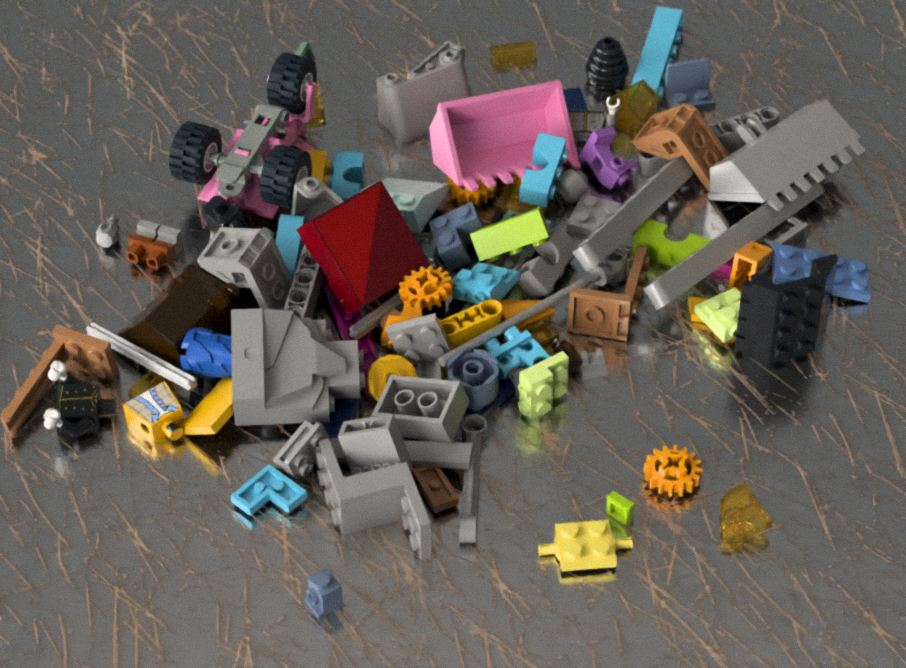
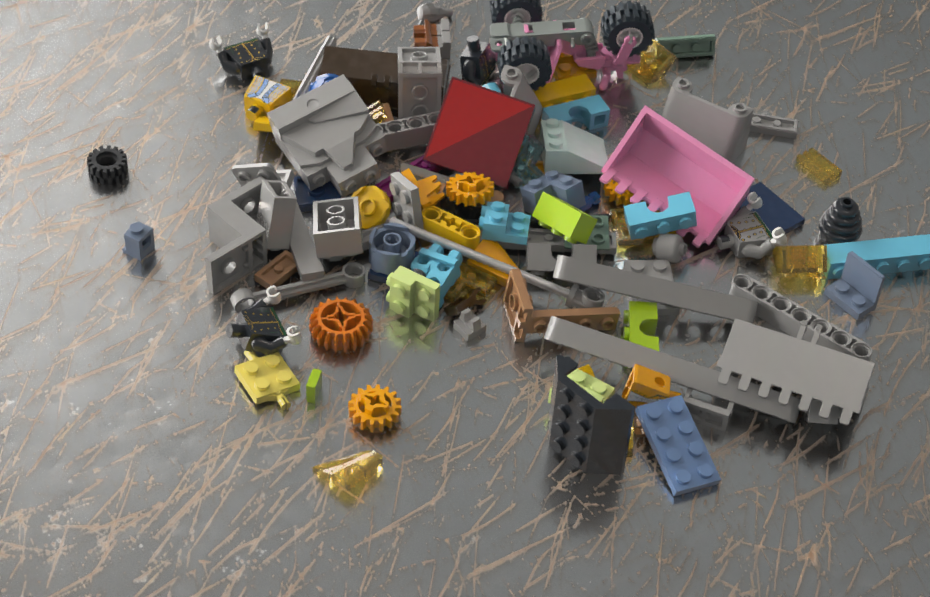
camera: 60 degrees right, 0 degrees up
(68, 347) = (280, 28): medium nougat bracket -> none
(173, 601) = (107, 173): none -> black tyre
(266, 486) = (218, 176): medium azure plate -> none
(524, 524) = (260, 327): none -> black torso
(544, 460) = (340, 324): none -> orange gear
(608, 169) = (717, 248): medium lavender tile -> none
(691, 137) = (768, 295): medium nougat bracket -> none

